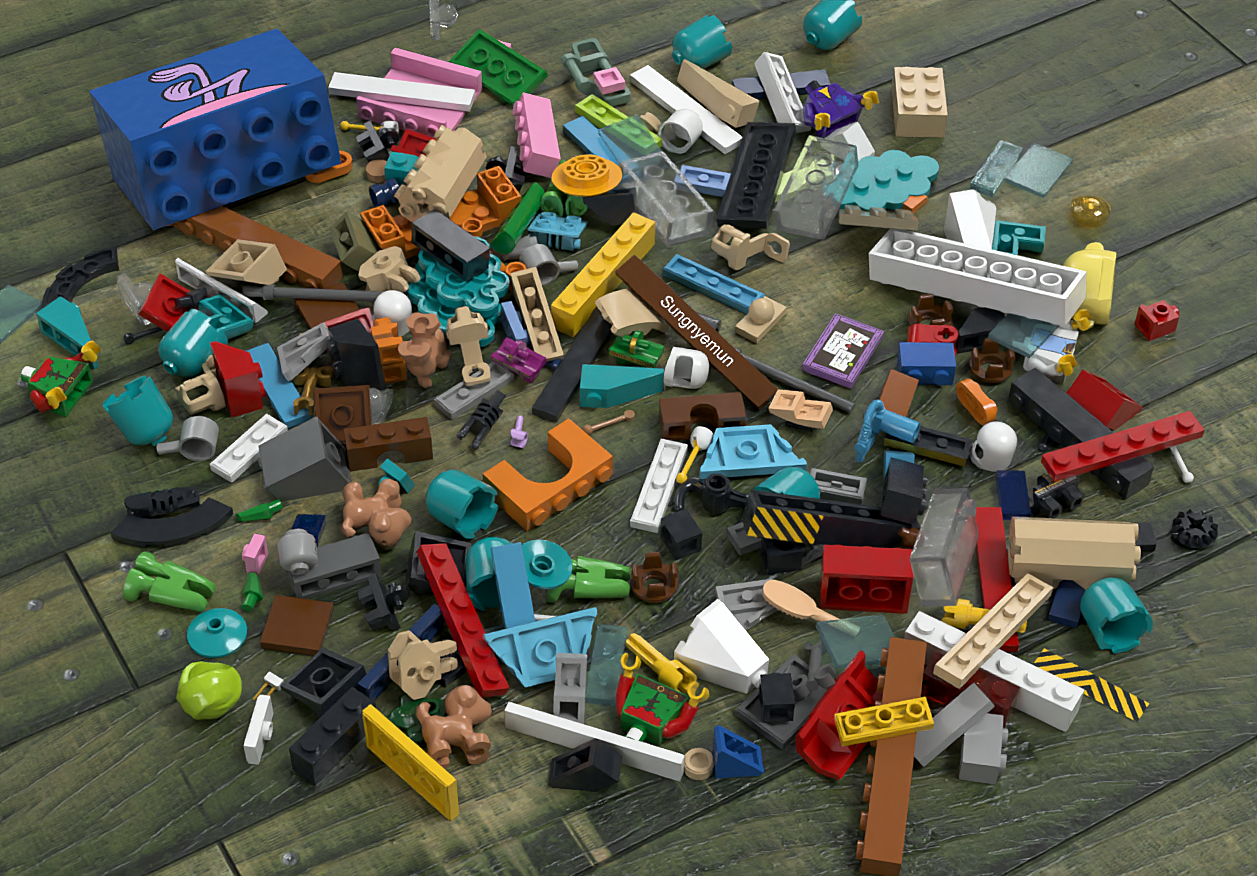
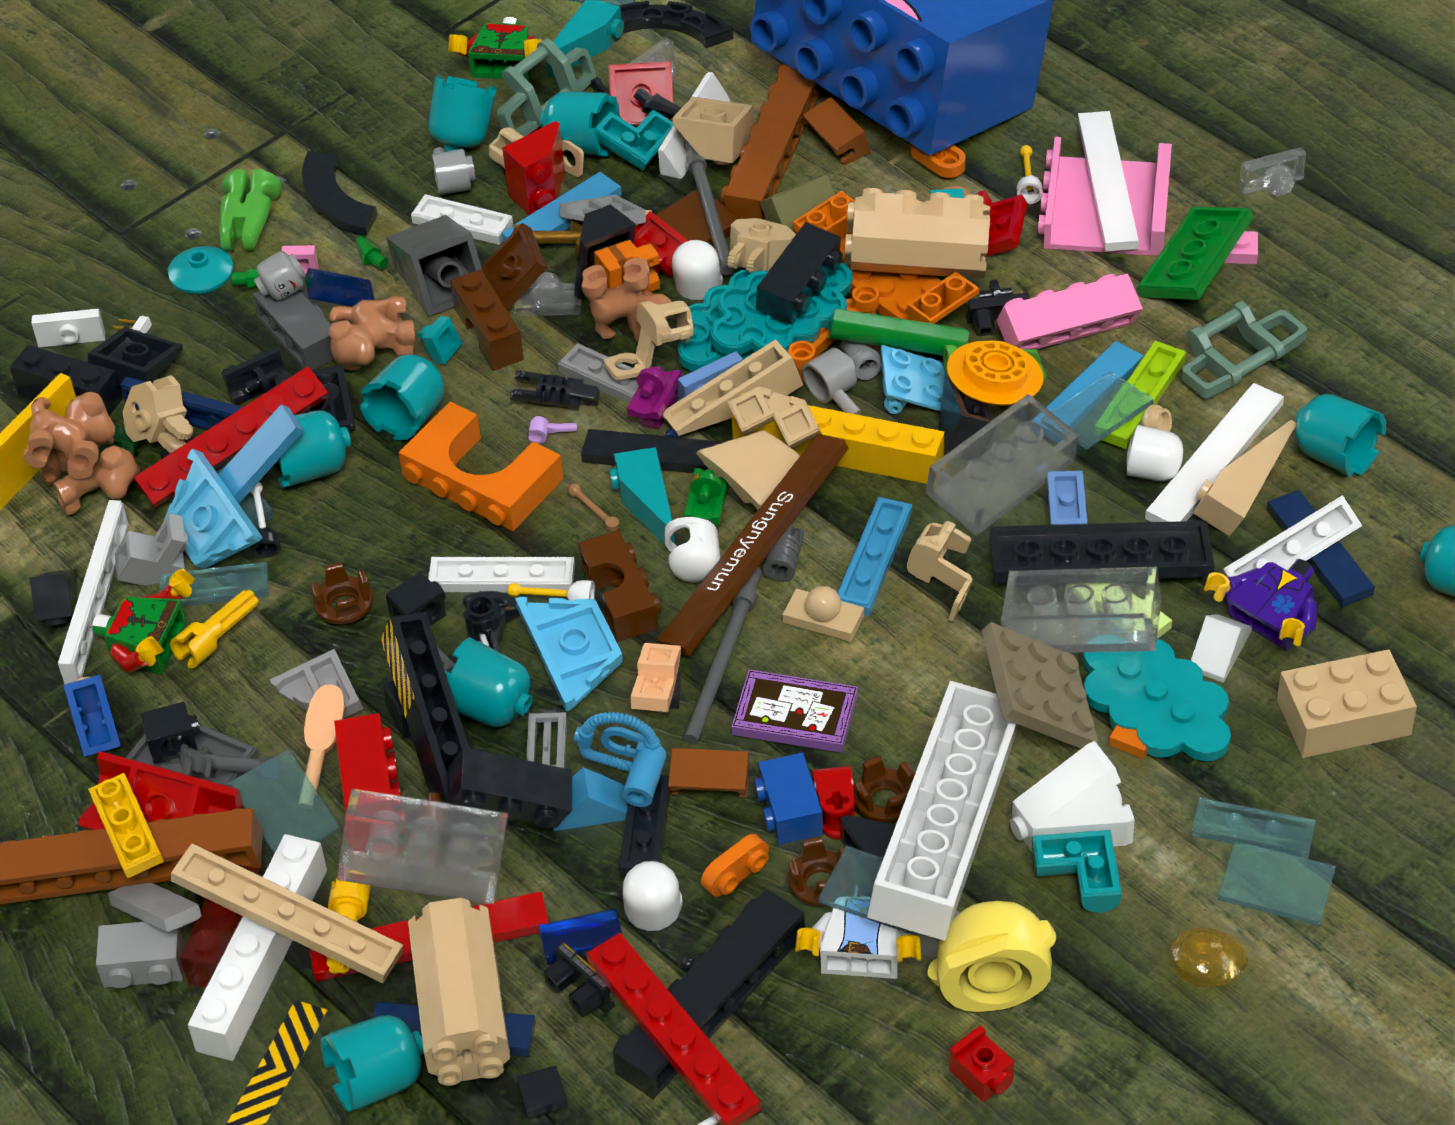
camera: 80 degrees right, 0 degrees up
(126, 356) = (525, 93): none -> sand green bar
(162, 502) = (357, 173): black hinge -> none
(208, 689) = (104, 272): lime piece -> none
(275, 207) = (838, 130): none -> dark orange hinge
(296, 625) = (218, 323): reddish brown tile -> none
(380, 141) = (998, 180): black hips -> none
(436, 717) = (73, 435): none -> nougat animal
(549, 557) = (305, 463): teal dish -> none
(582, 288) = (763, 406): none -> tan tile
(594, 580) = (330, 543): bright green piece -> none
(609, 80) = (1207, 355): bright pink plate -> none
(722, 651) = (236, 674): white slope -> none
(1103, 400) = (786, 1014): red slope -> none

